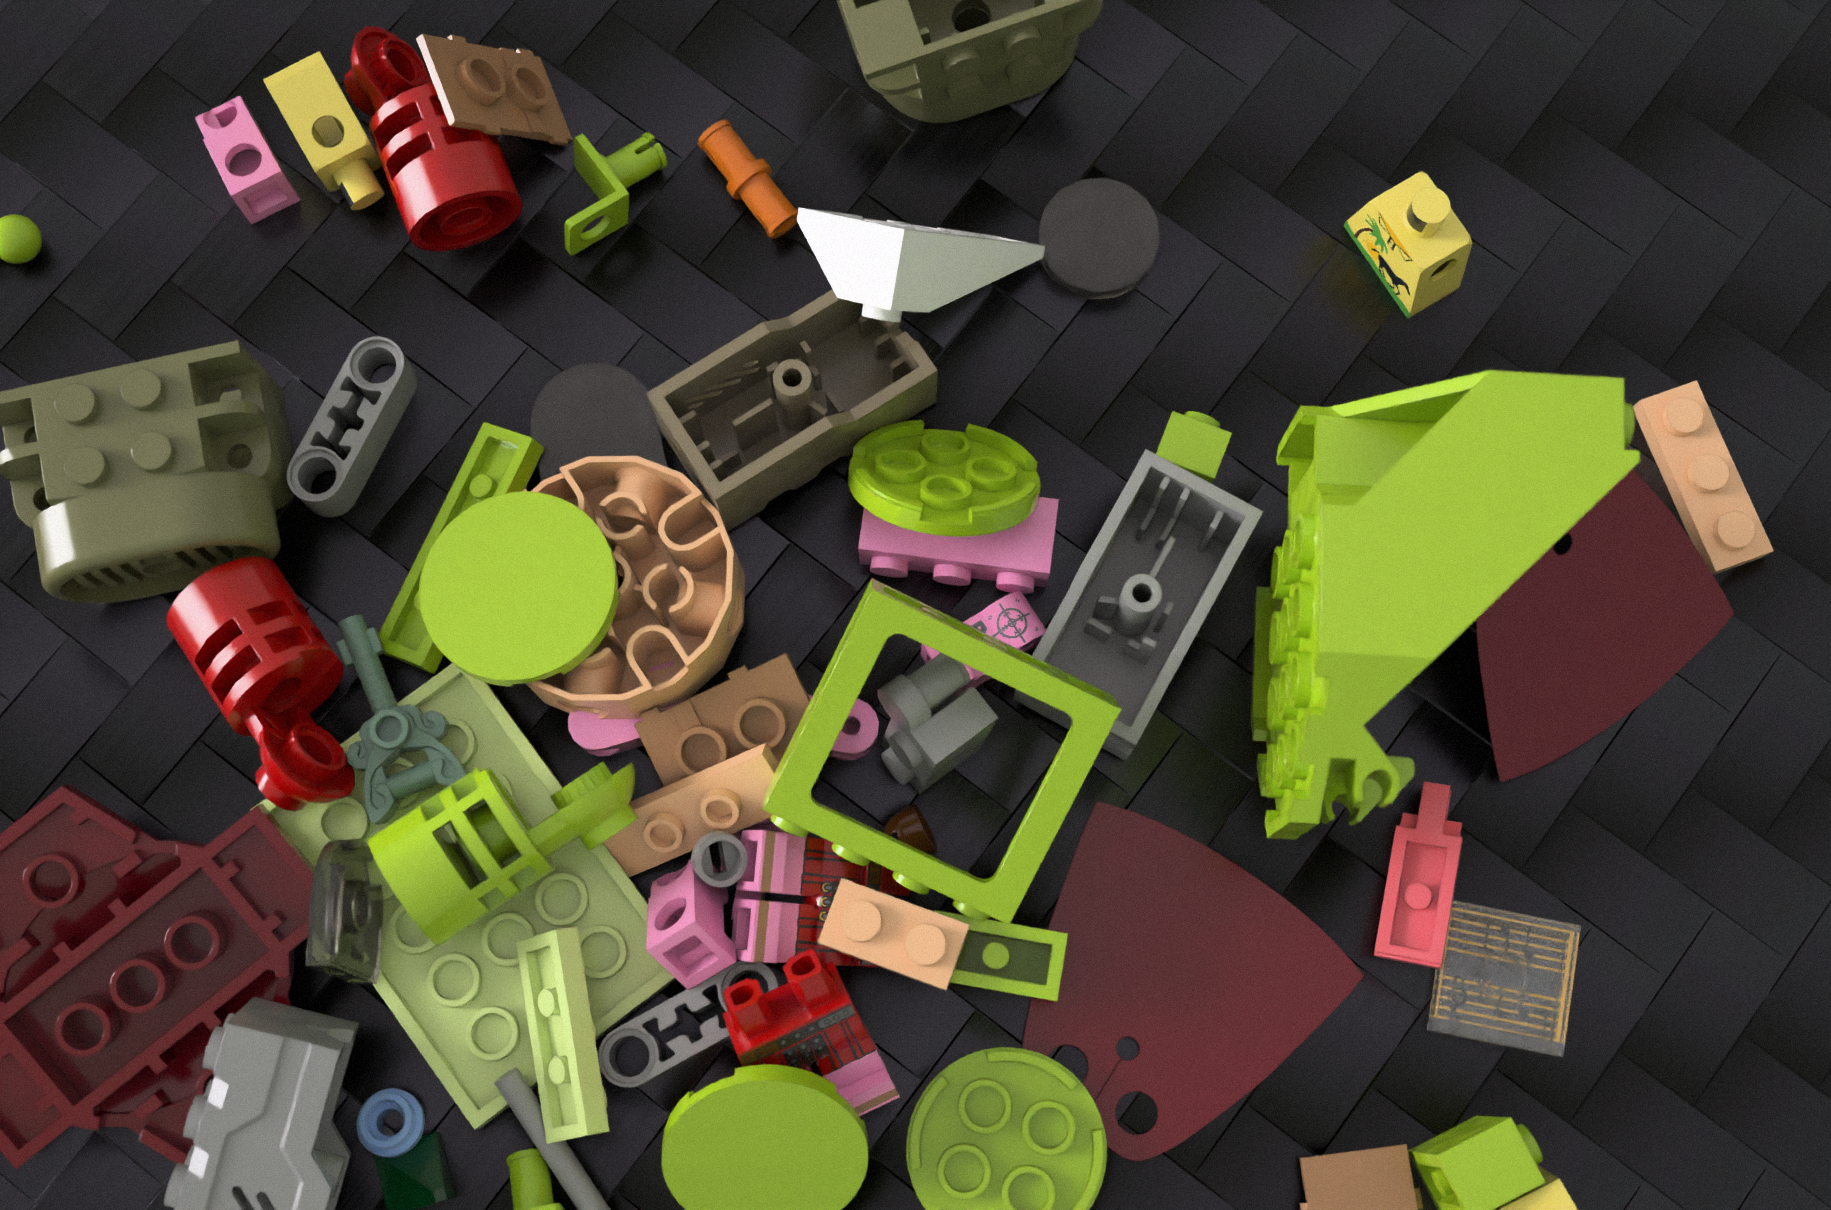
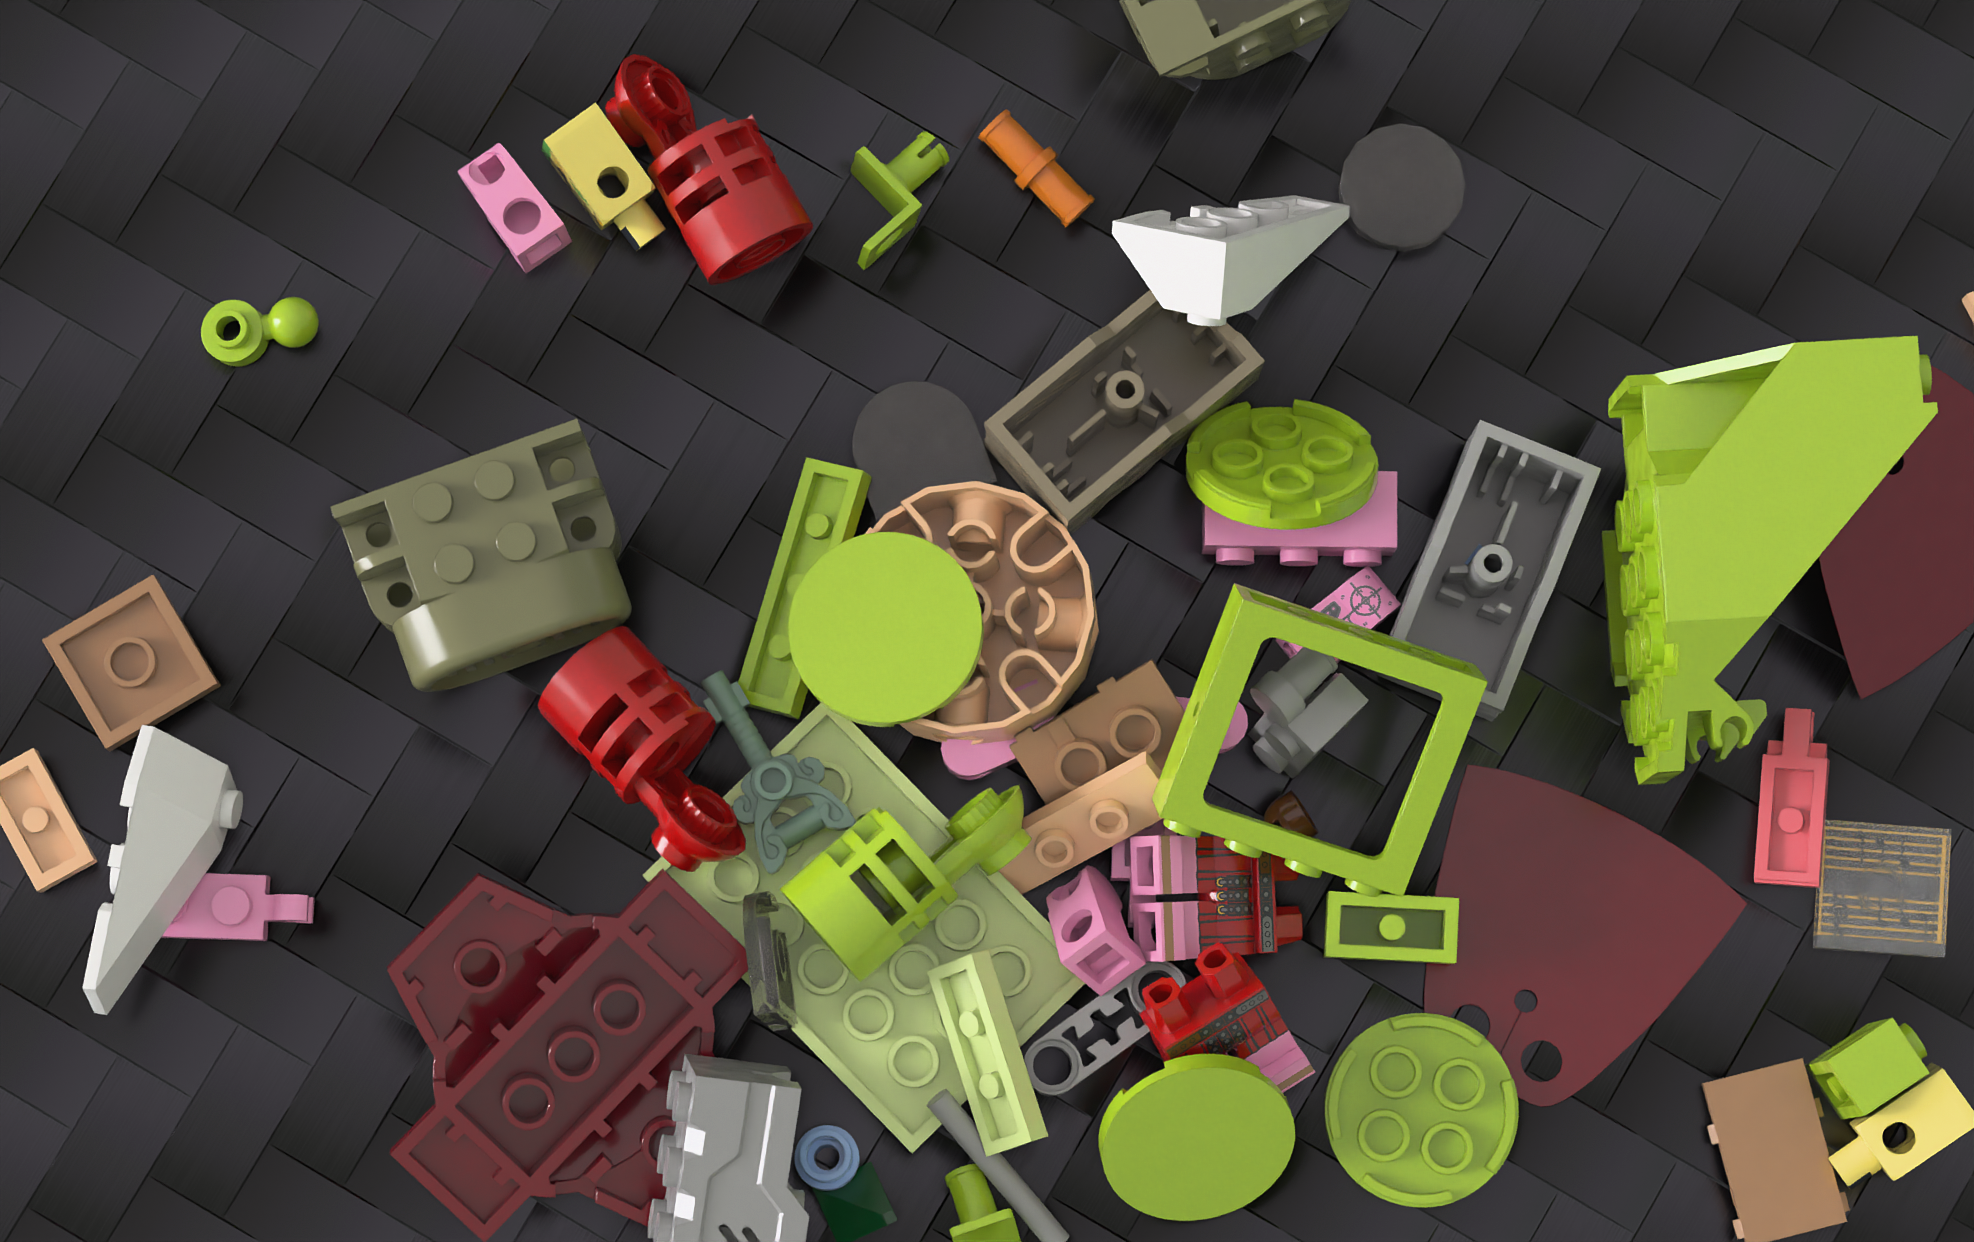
camera: 10 degrees left, 5 degrees up
(344, 408) = (664, 460): light grey beam -> none
(494, 89) = (769, 111): medium nougat piece -> none
(732, 856) = (1124, 862): light grey hinge -> none
(893, 934) = (1294, 919): light nougat plate -> none
(1194, 443) = (1522, 401): lime plate -> none
(1409, 238) = (1721, 159): light yellow torso -> none

